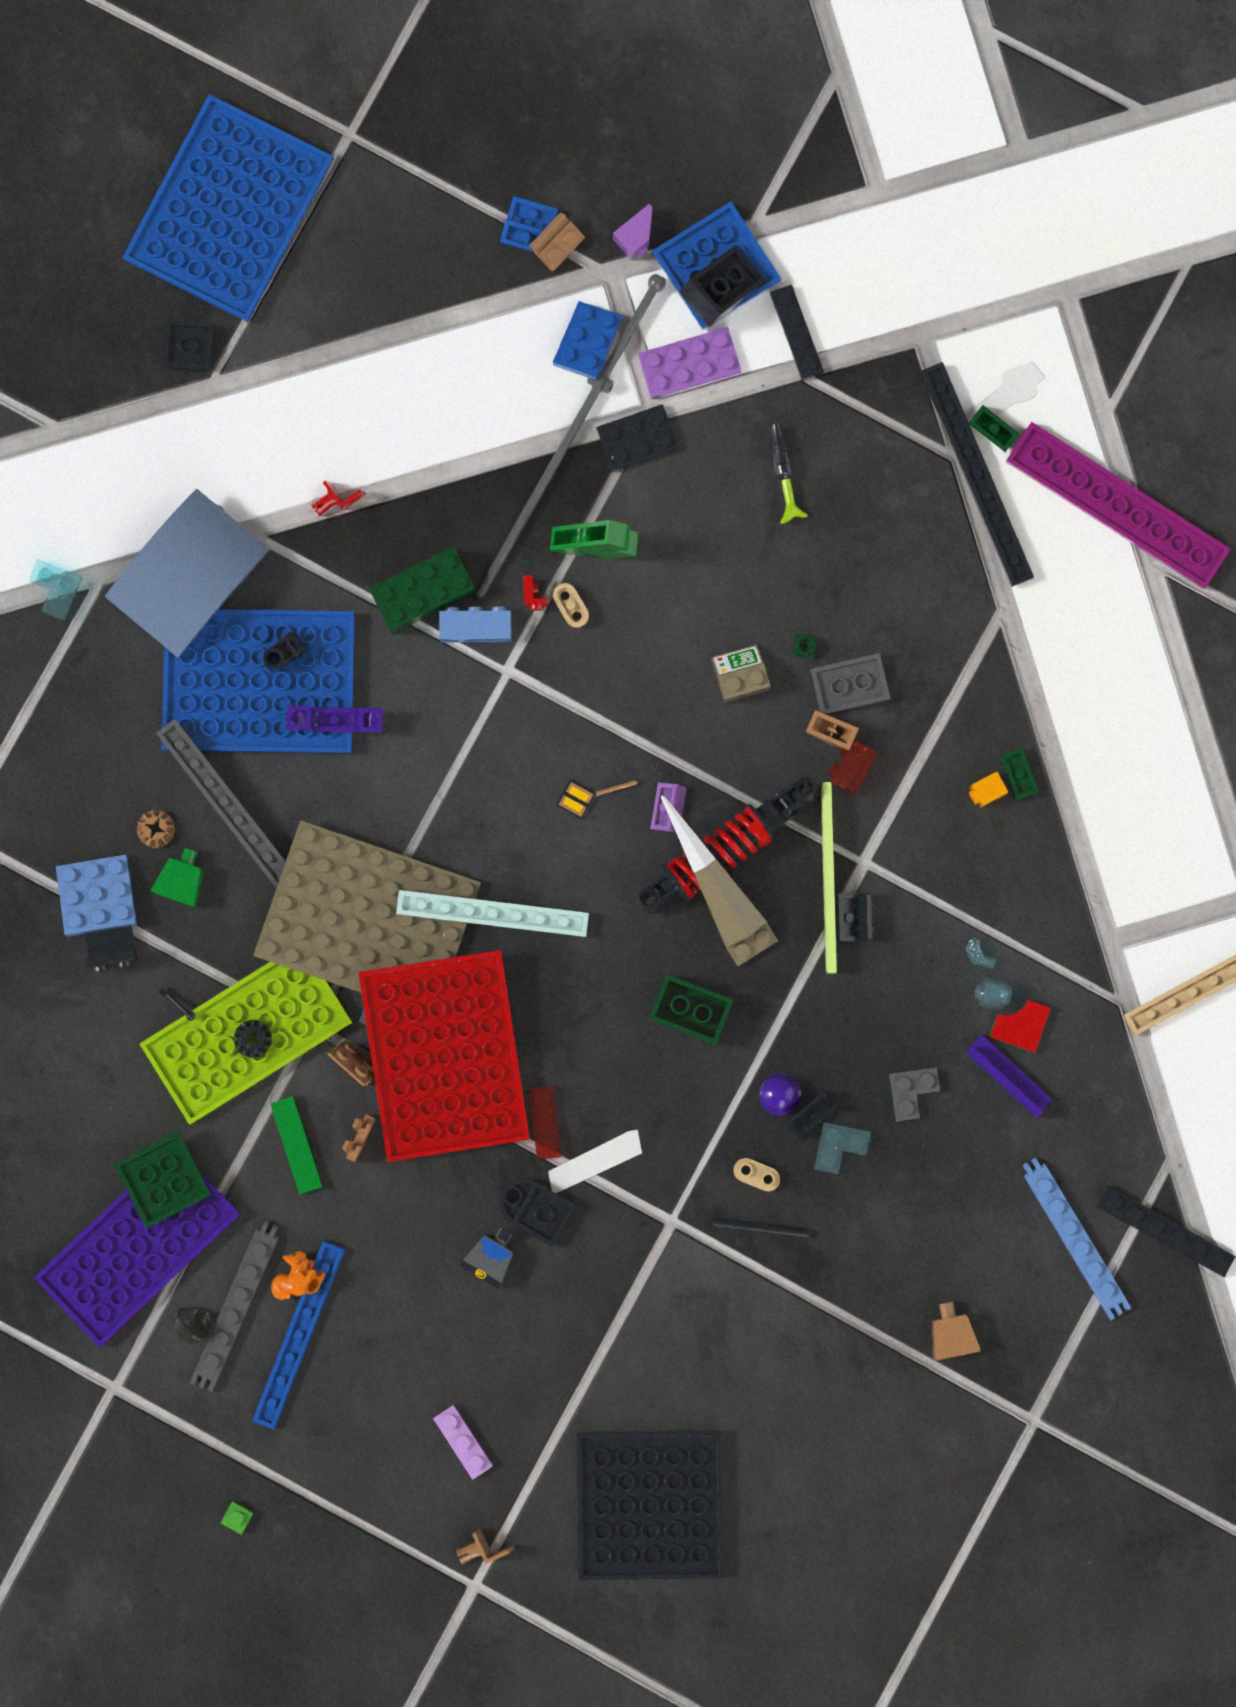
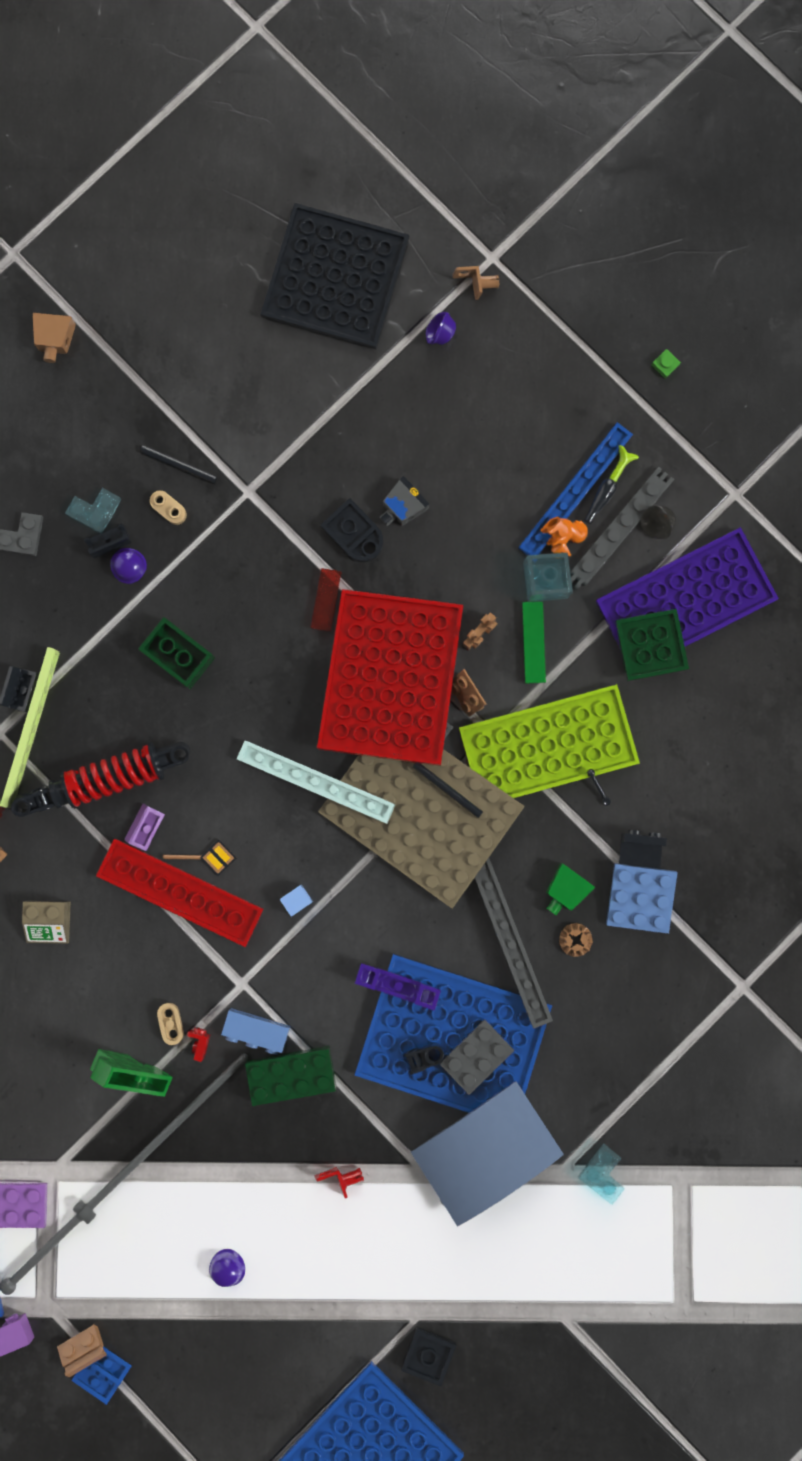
camera: 165 degrees left, 0 degrees up
(227, 670) = (476, 1056): none -> dark grey plate
(262, 1351) = (609, 485): none -> black piece
(263, 1034) = (544, 748): black gear -> none
(301, 1222) = (547, 577): none -> clear light blue brick
(343, 948) = (448, 789): none -> black bar
(429, 370) = (227, 1268): none -> dark purple helmet
(463, 1442) = (468, 369): lavender plate -> none
(474, 778) = (296, 900): none -> light blue panel
(508, 1477) = (440, 329): none -> dark purple helmet
(587, 340) = (83, 1252): blue plate -> none
(595, 1161) = (294, 557): white sticker -> none
(605, 748) = (180, 892): none -> red plate
(637, 438) = (69, 1152): black plate -> none
(736, 918) = (115, 716): dark tan plate -> none

